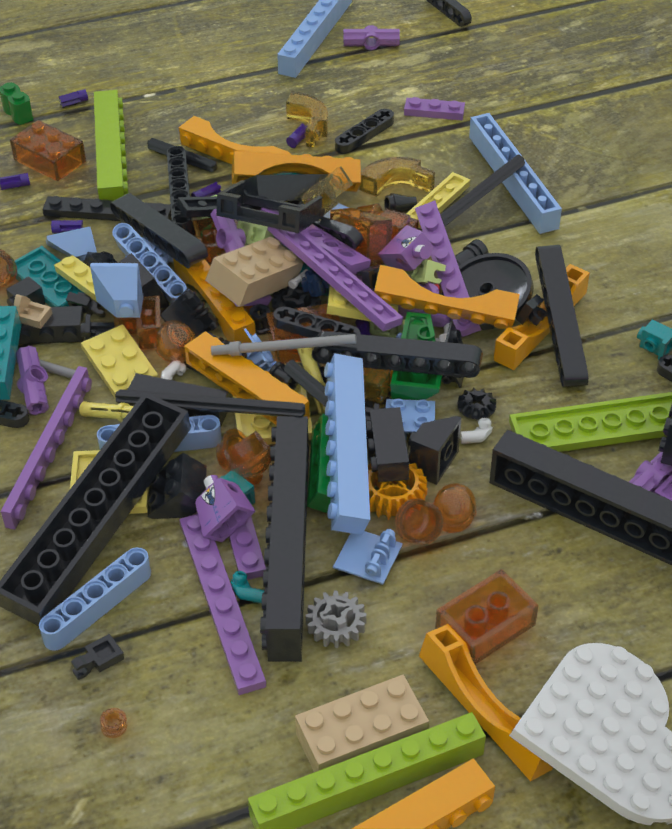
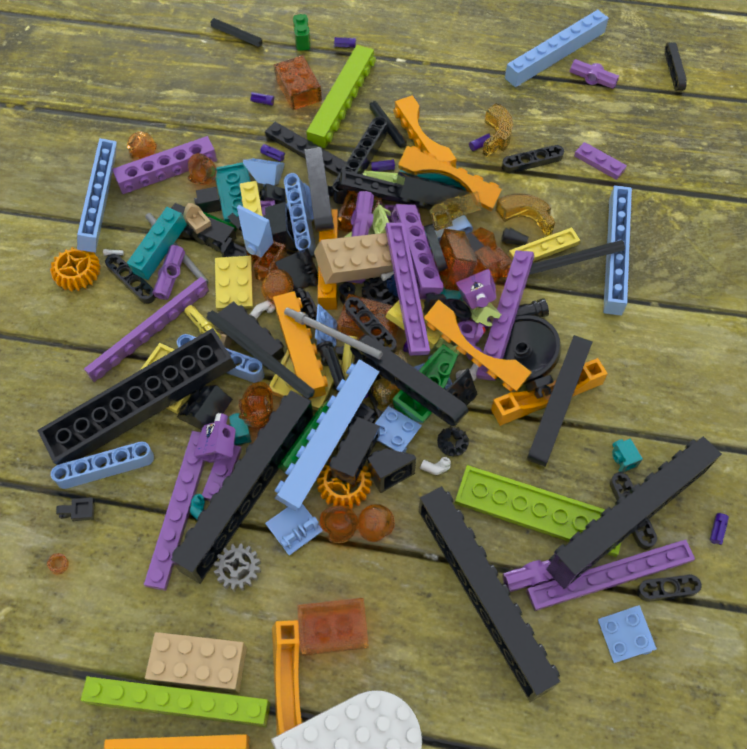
camera: 30 degrees right, 15 degrees up
(290, 218) = (396, 226): black hinge -> none

